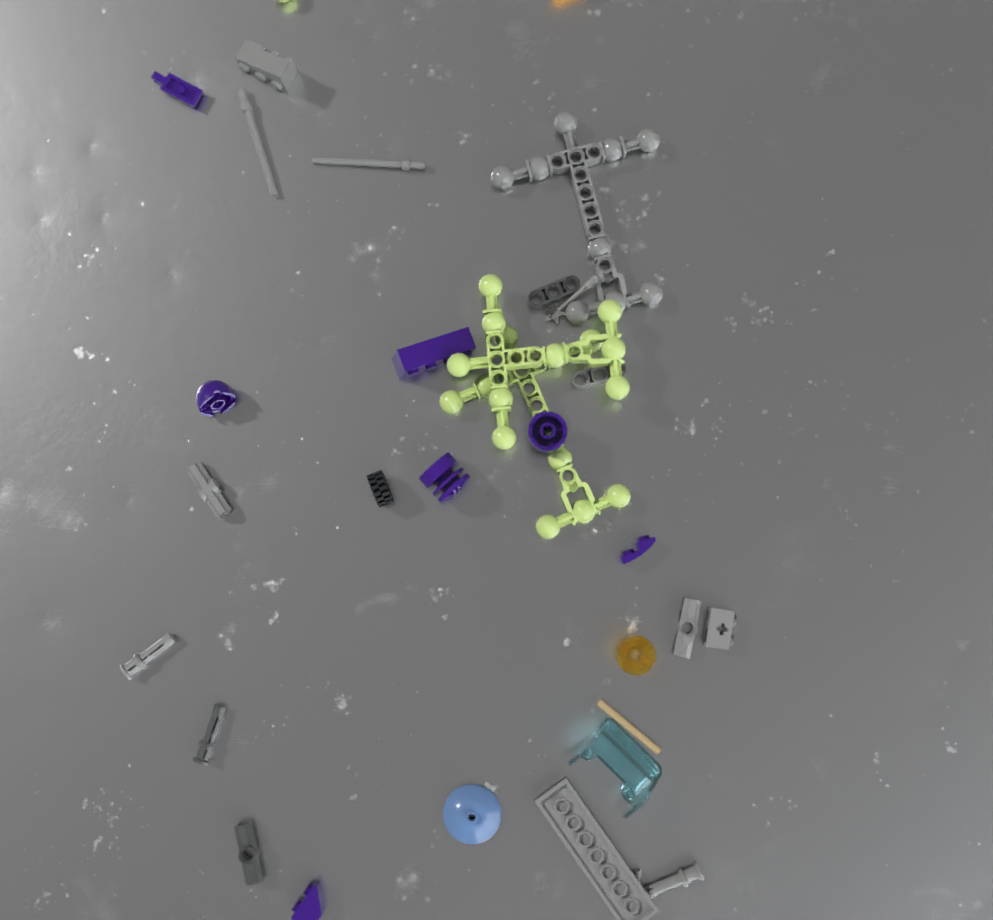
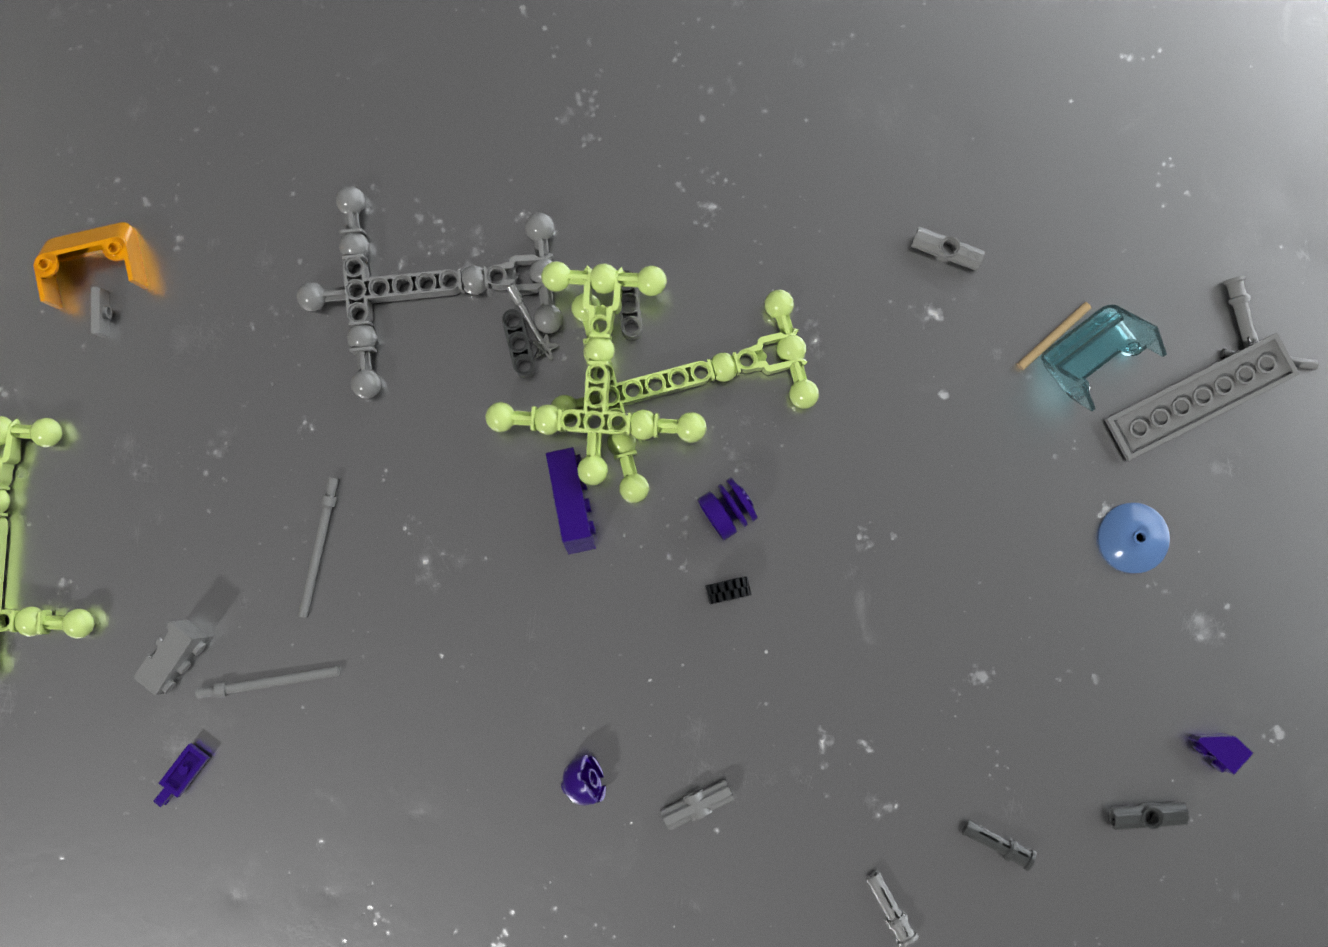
camera: 80 degrees left, 0 degrees up
(549, 421) = (697, 361): dark purple brick -> none
(642, 546) = (844, 286): dark purple slope -> none
(644, 661) = (981, 304): clear yellow brick -> none
(715, 638) = (942, 214): light grey brick -> none

